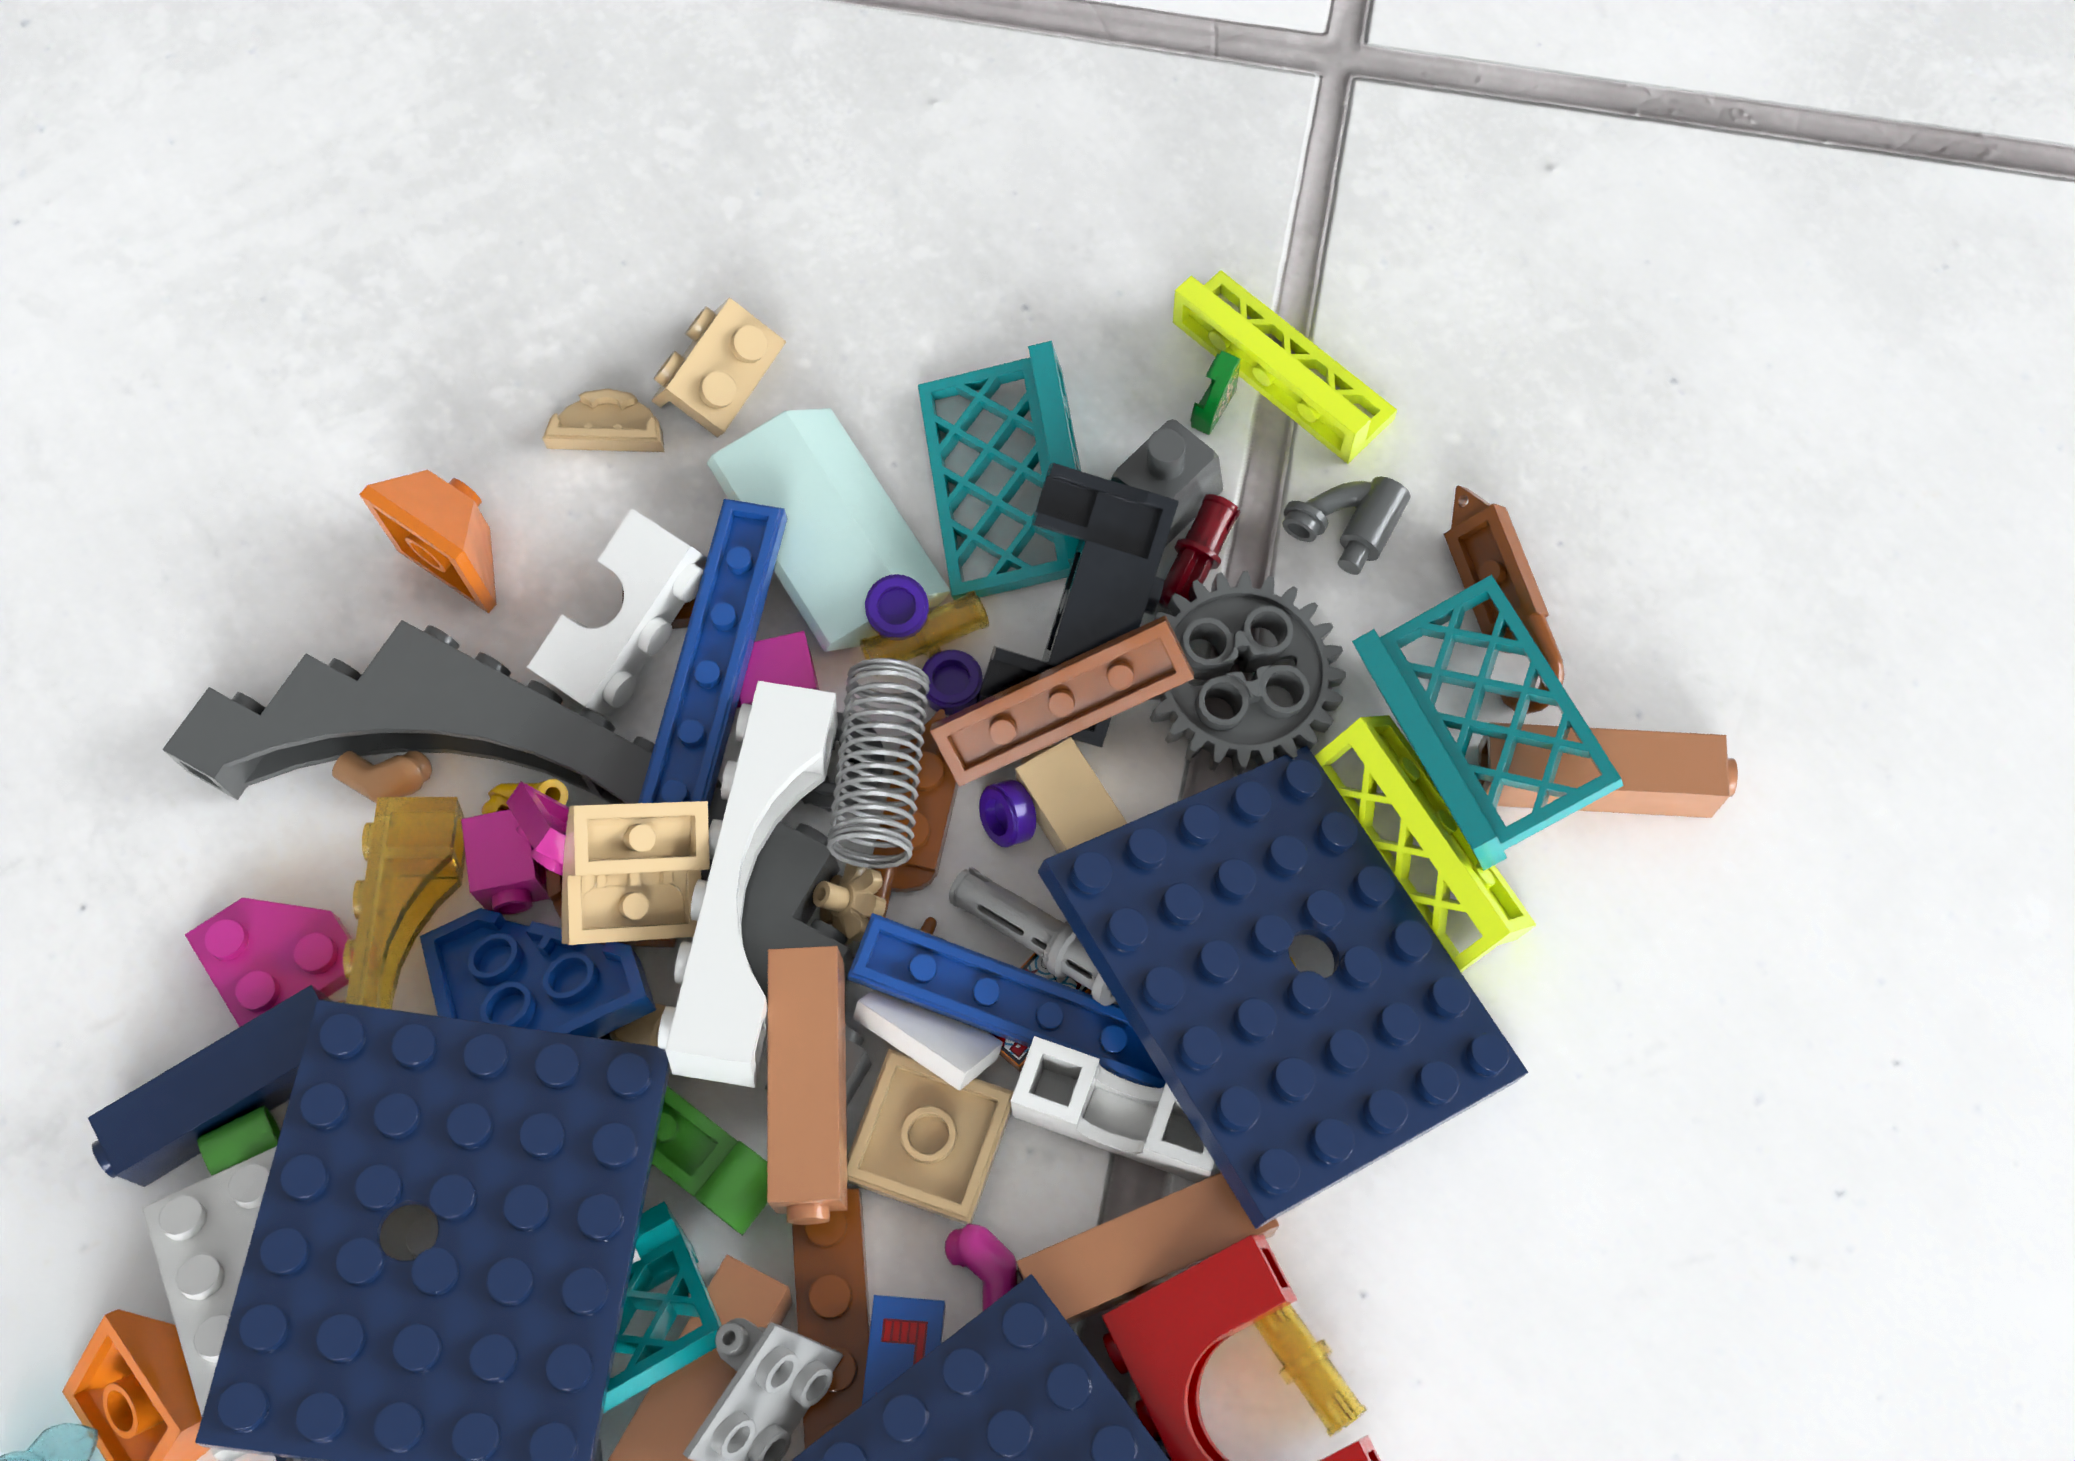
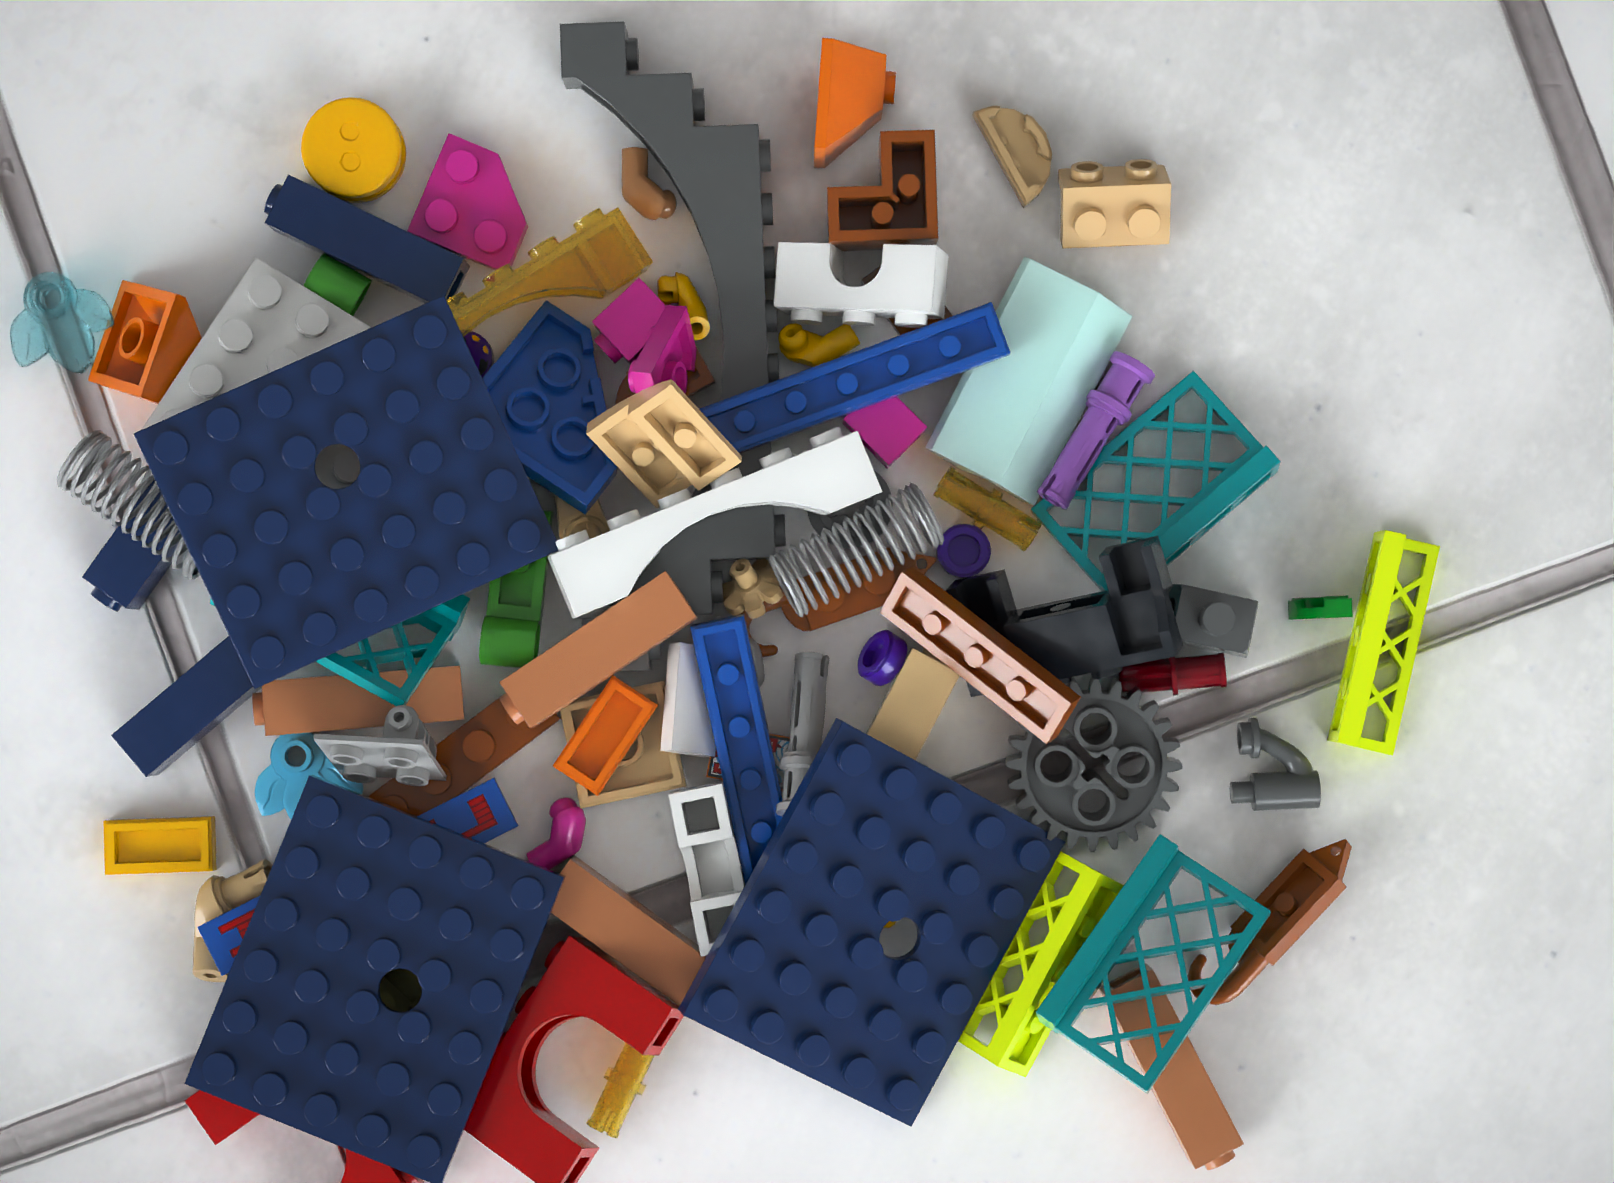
camera: 55 degrees right, 20 degrees up
(121, 1037) = (353, 150): none -> yellow head
(565, 536) = (897, 210): none -> dark orange brick
(644, 716) = (813, 349): none -> yellow arm
(897, 607) = (985, 484): dark purple tile -> none
(902, 472) = (1106, 409): none -> medium lavender pin
(906, 1142) = (605, 735): none -> orange tile

